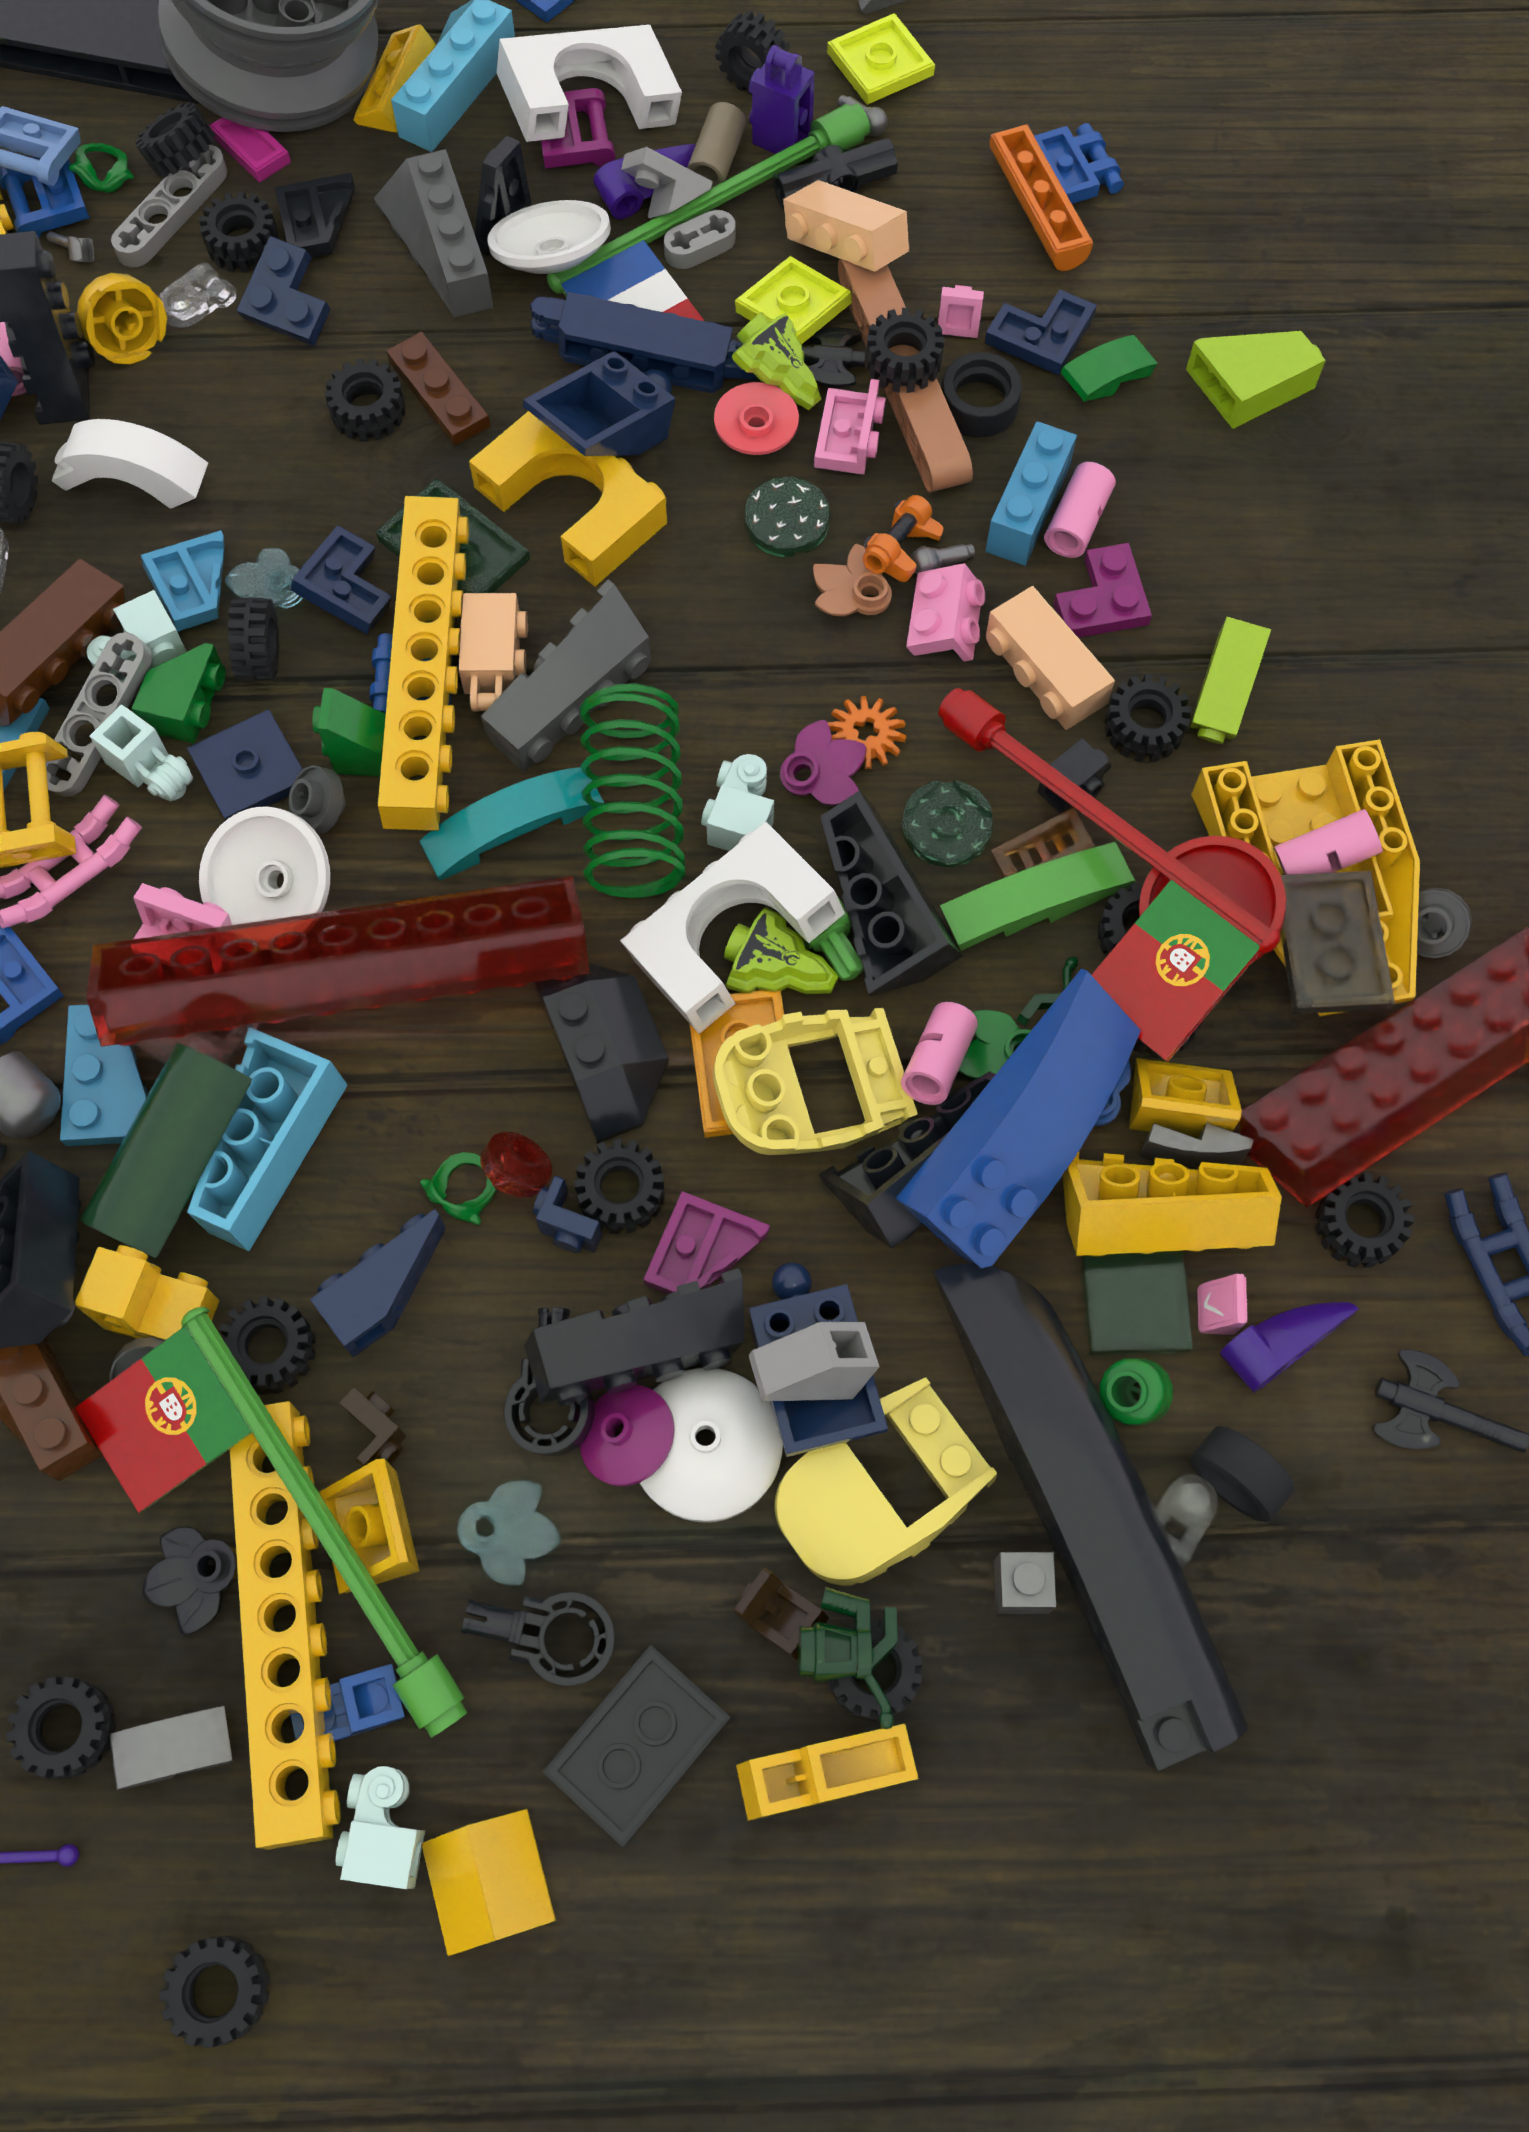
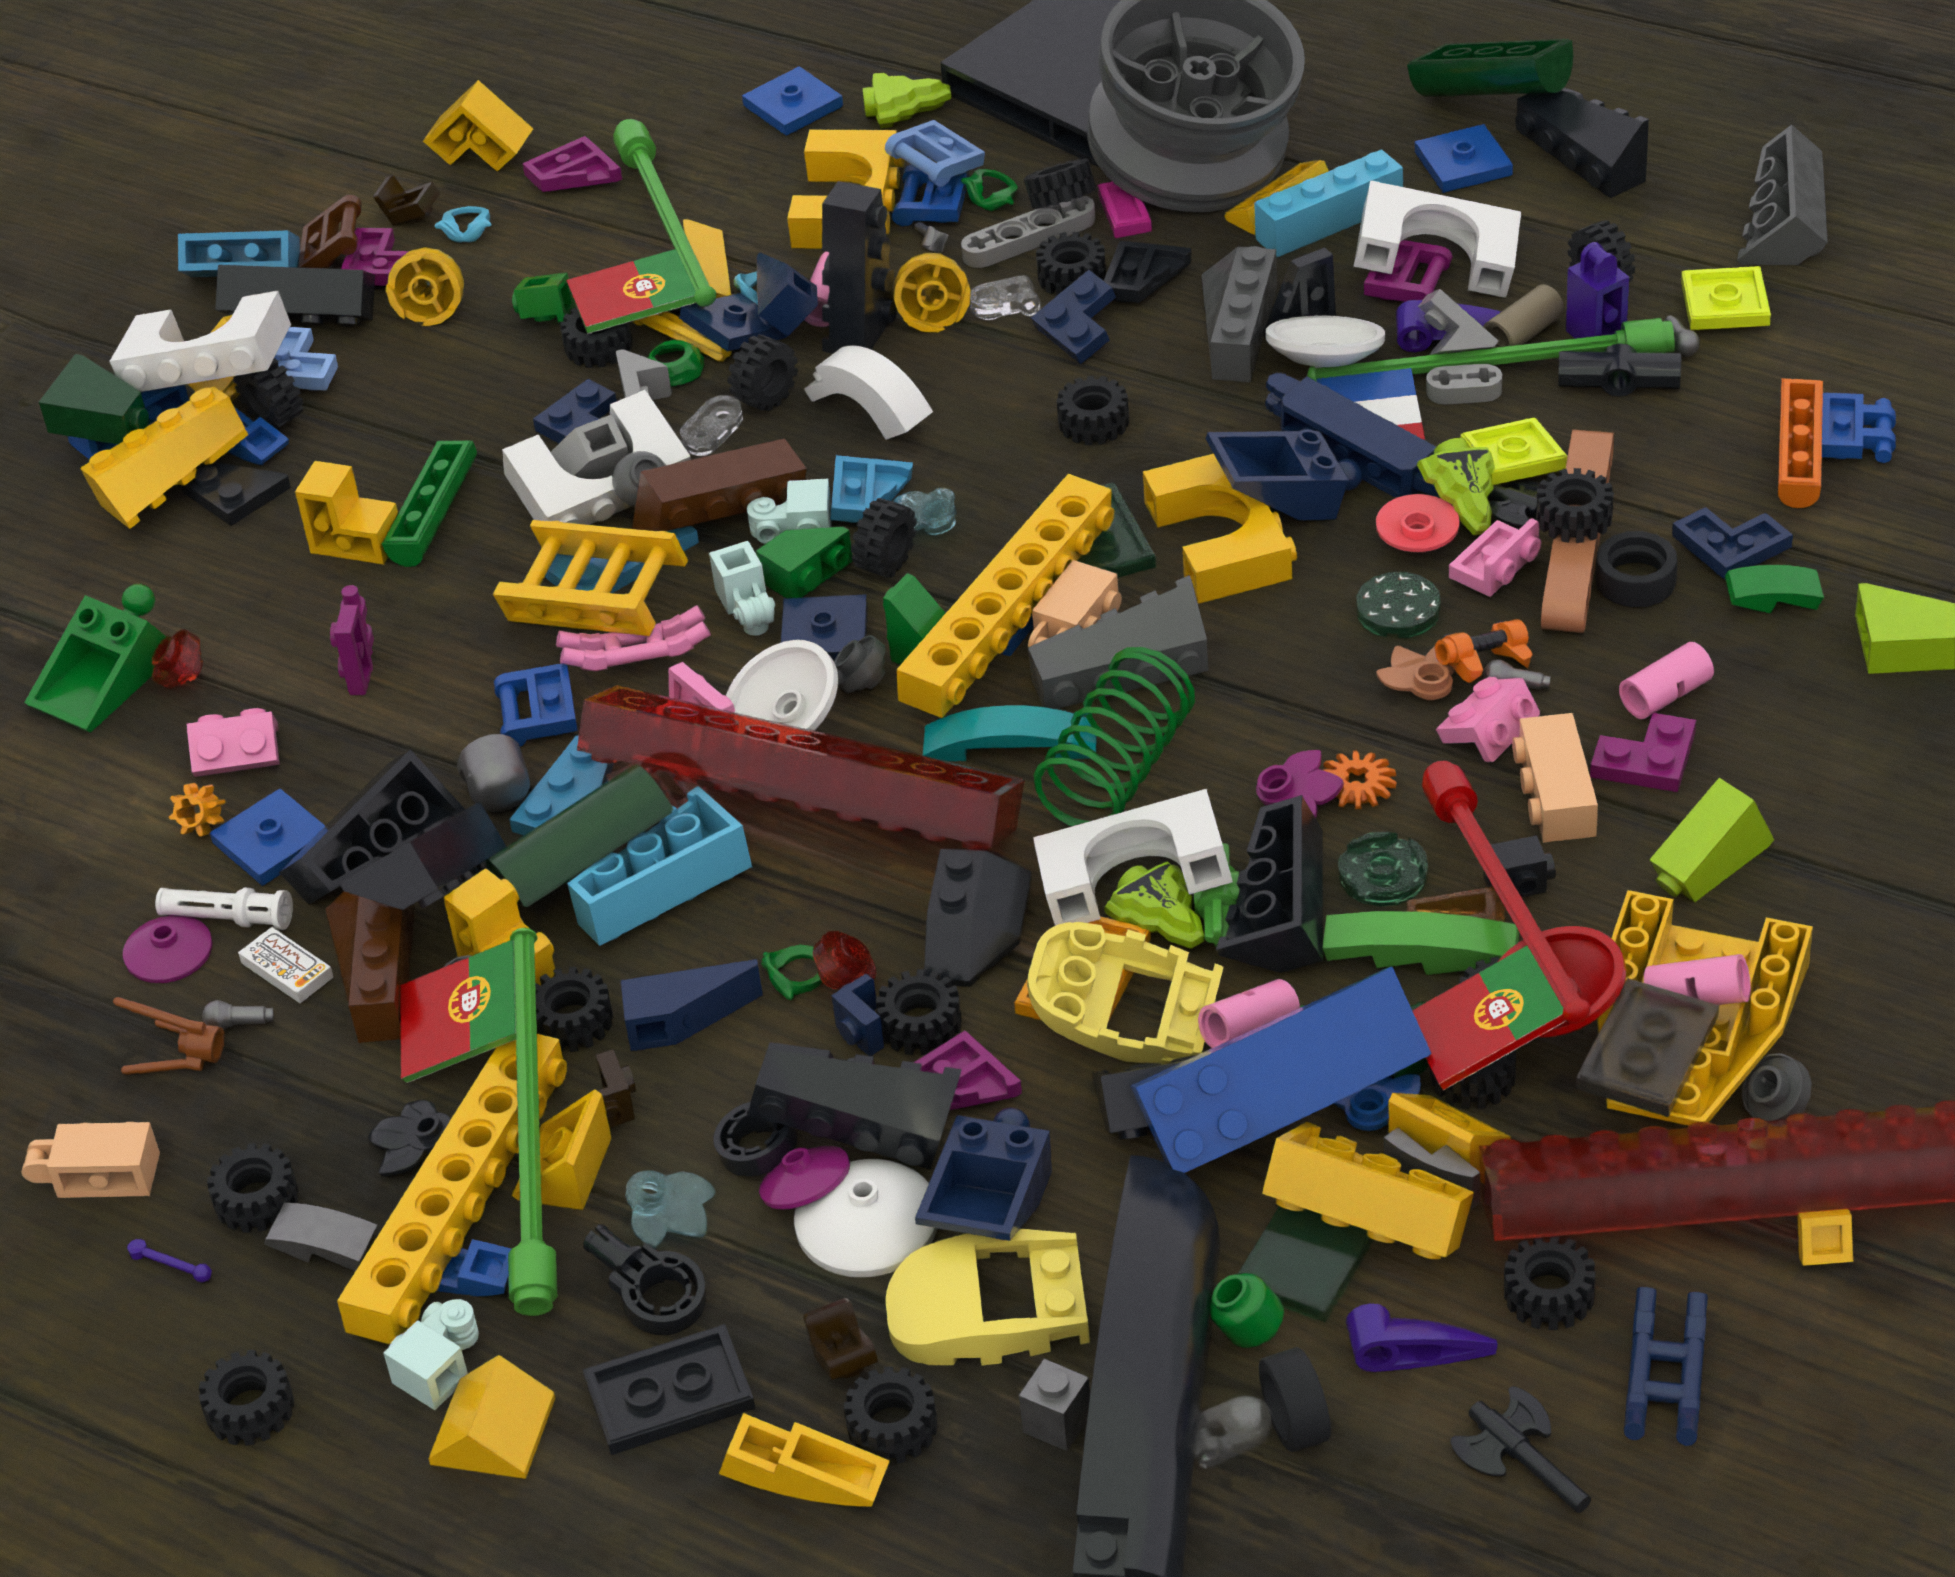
camera: 35 degrees right, 25 degrees down
(87, 710) = (724, 537): light grey beam -> none
(333, 582) = (981, 521): dark blue plate -> none
(438, 388) = (1161, 422): reddish brown plate -> none
(738, 803) = (1218, 773): light aqua brick -> none
(815, 1363) = (979, 1160): light grey slope -> none
(839, 1652) = (864, 1369): dark green piece -> none
(846, 225) = (1591, 403): light nougat brick -> none
(960, 311) = (1659, 502): bright pink tile -> none
(1030, 493) = (1622, 649): dark azure brick -> none
(1151, 696) = (1617, 834): black tyre -> none
(1222, 1305) = (1380, 1288): bright pink slope -> none

